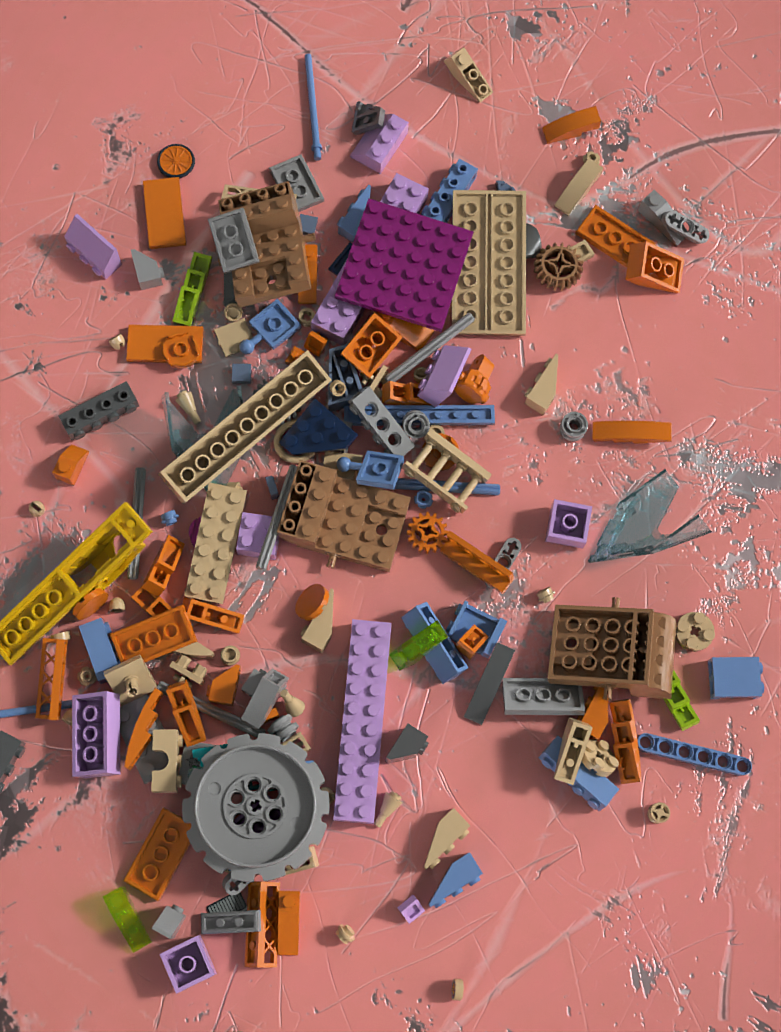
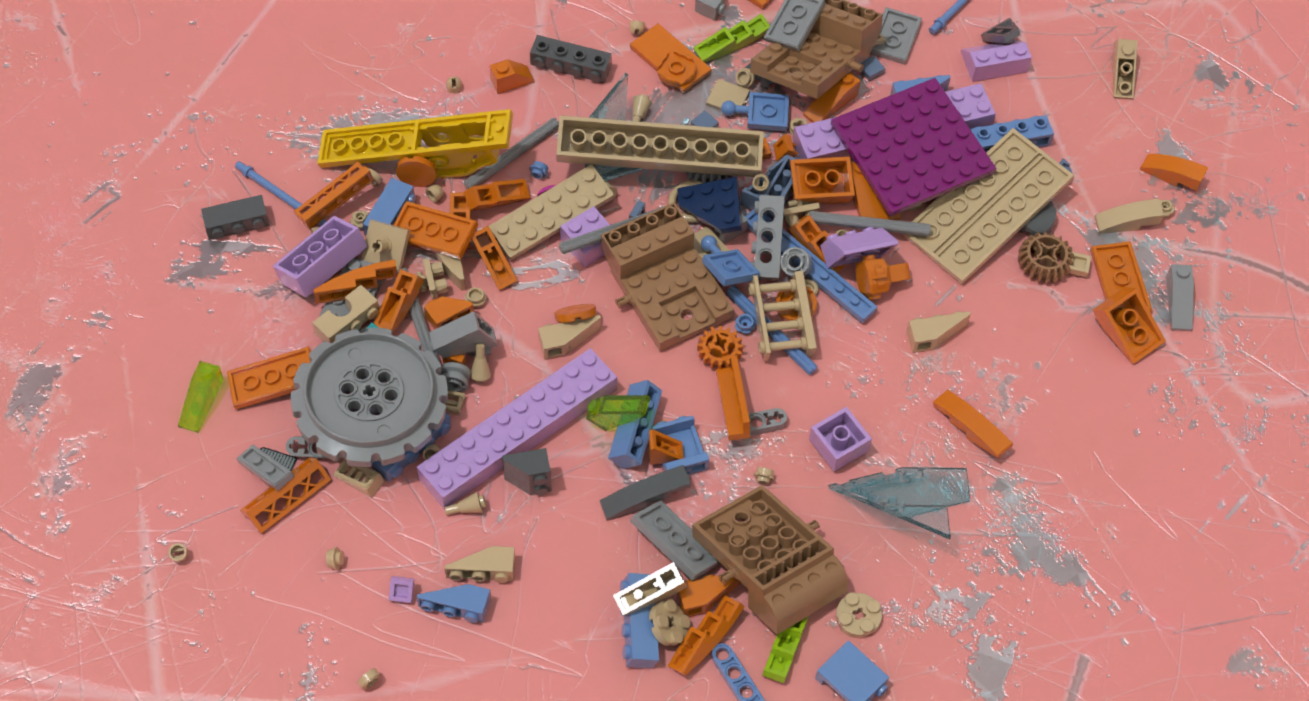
camera: 50 degrees right, 15 degrees down
(170, 921) = (224, 424): light grey slope -> none
(188, 964) = (203, 464): lavender brick -> none
(288, 922) = (306, 508): orange slope -> none
(577, 419) = (922, 385): light grey wheel -> none
(677, 227) = (1182, 314): light grey beam -> none

